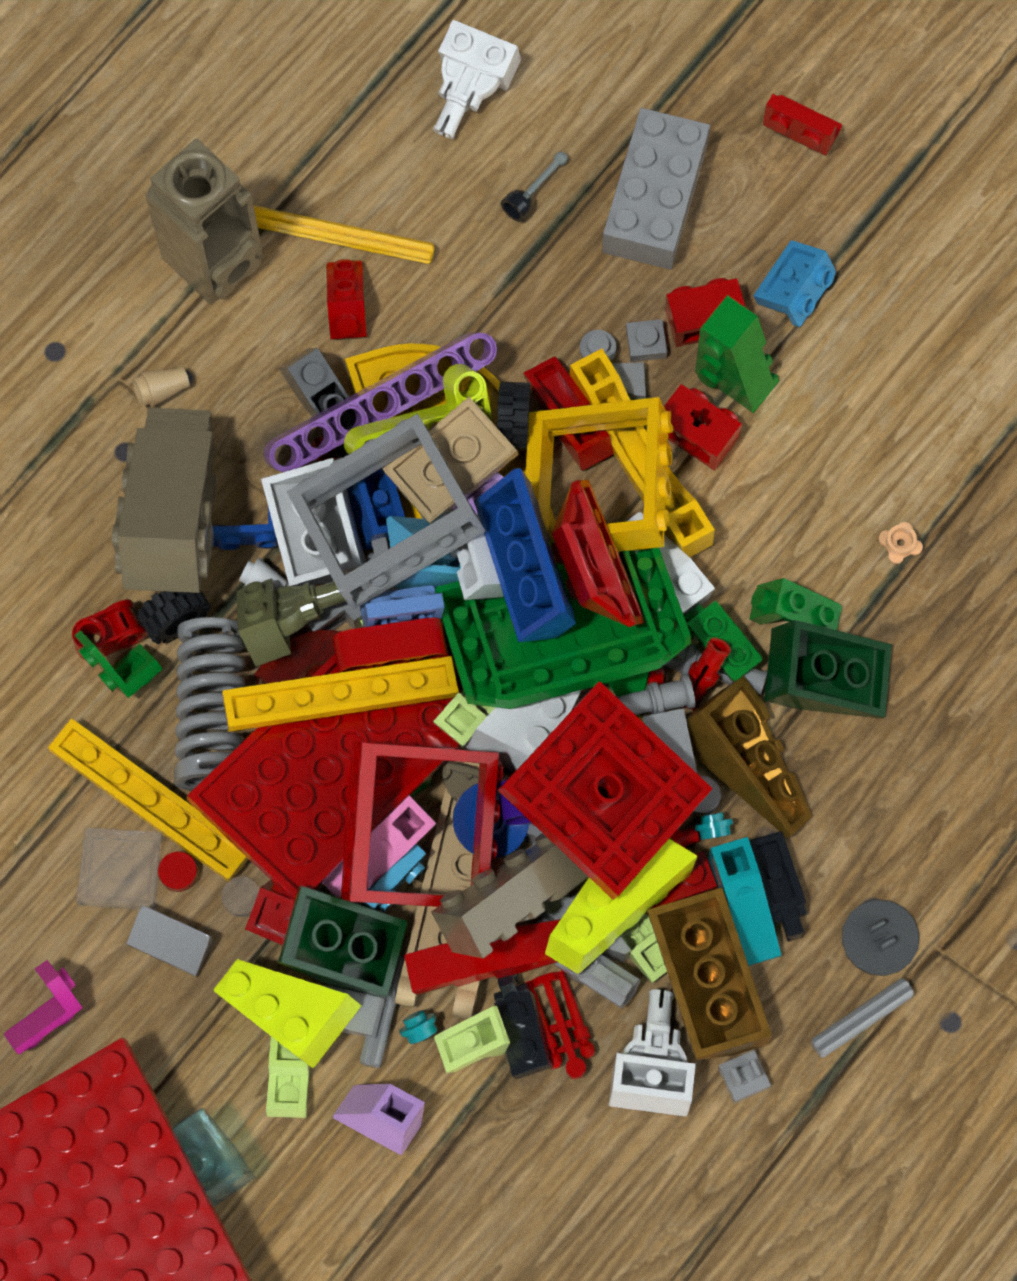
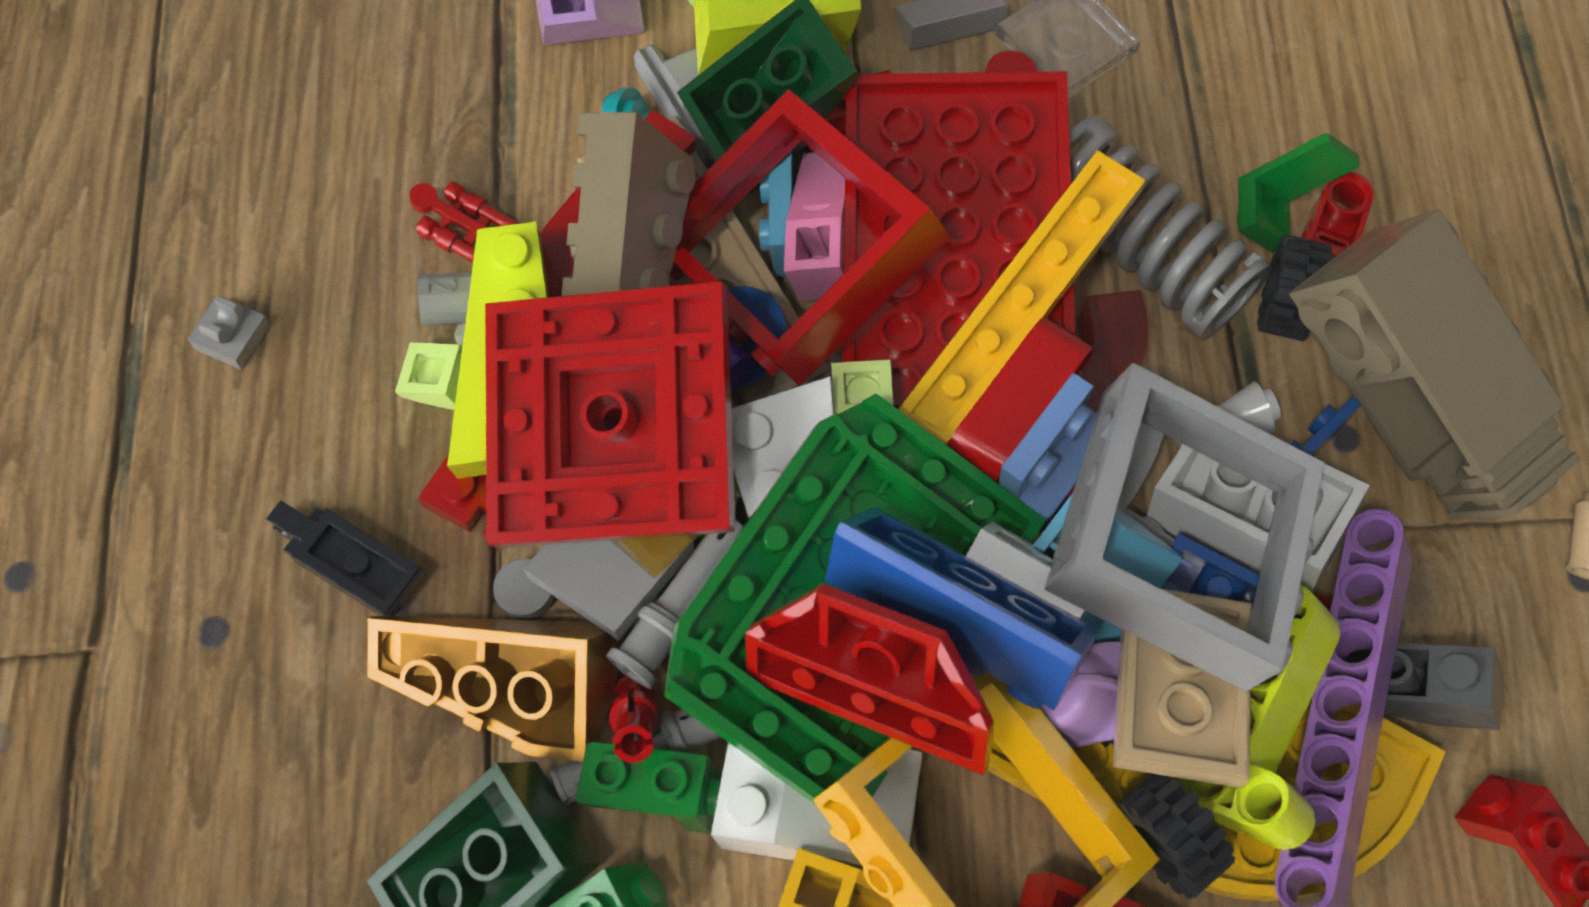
camera: 135 degrees right, 5 degrees down
(147, 798) = (1173, 105): yellow plate -> none
(272, 614) = (1189, 344): olive brick -> none
(473, 1040) = (545, 142): yellowish green slope -> none
(523, 1025) = (506, 184): black hinge -> none
(652, 1072) = (329, 245): white brick -> none
(710, 976) = (339, 378): pearl gold slope -> none
(714, 826) = (474, 560): teal plate -> none
(743, 888) = (373, 500): teal slope -> none
(862, 1017) = (130, 493): light grey axle -> none
(880, 938) = (176, 604): dark grey piece -> none

